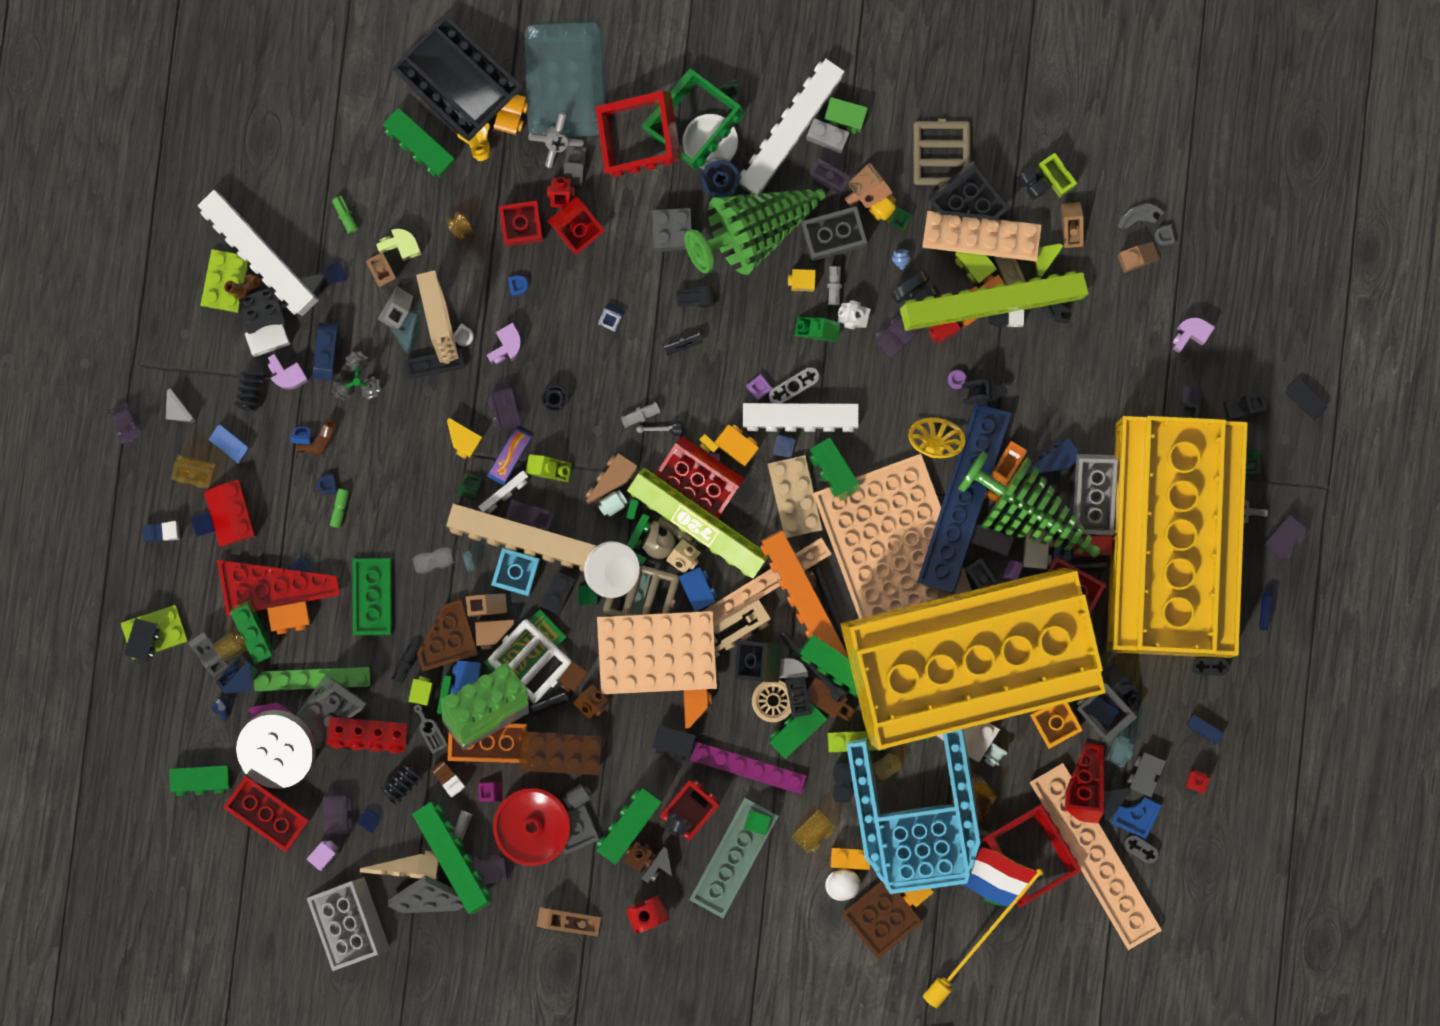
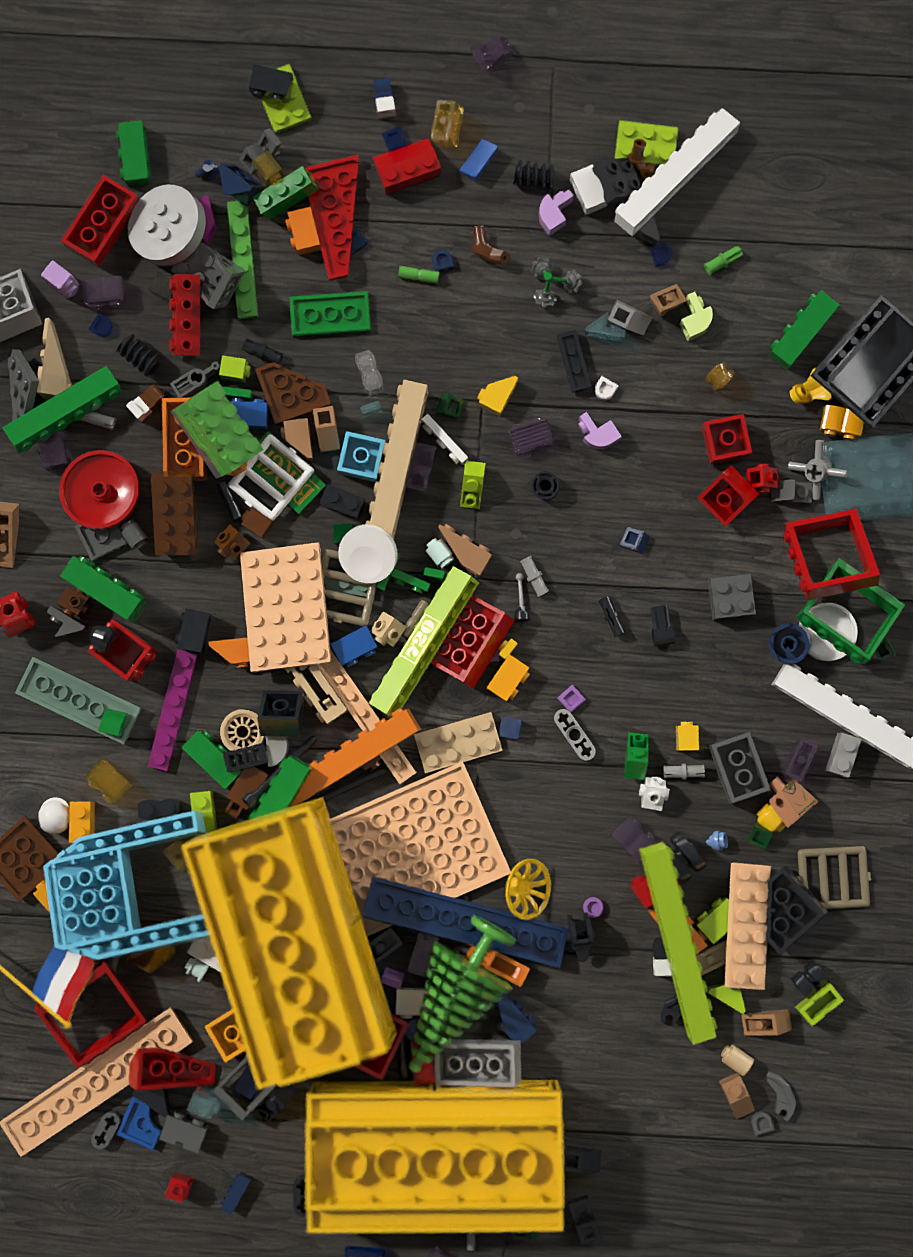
camera: 90 degrees right, 0 degrees up
(176, 410) = (511, 104): light grey slope -> none
(301, 435) = (491, 230): blue tile -> none
(326, 351) = (579, 249): dark blue brick -> none
(437, 317) = (622, 355): tan window -> none
(490, 791) = (136, 447): magenta slope -> none
(509, 456) = (482, 443): slope -> none
(518, 285) = (662, 441): blue tile -> none
(656, 545) = (397, 600): dark tan helmet -> none
(750, 227) = (751, 697): bright green plant -> none
(800, 417) = (543, 743): white brick -> none
(834, 469) = (487, 782): green brick -> none
(845, 115) = (866, 773): bright green brick -> none
(1105, 254) = (737, 1059): none -> tan brick
(1192, 328) = (663, 1159): lavender brick -> none

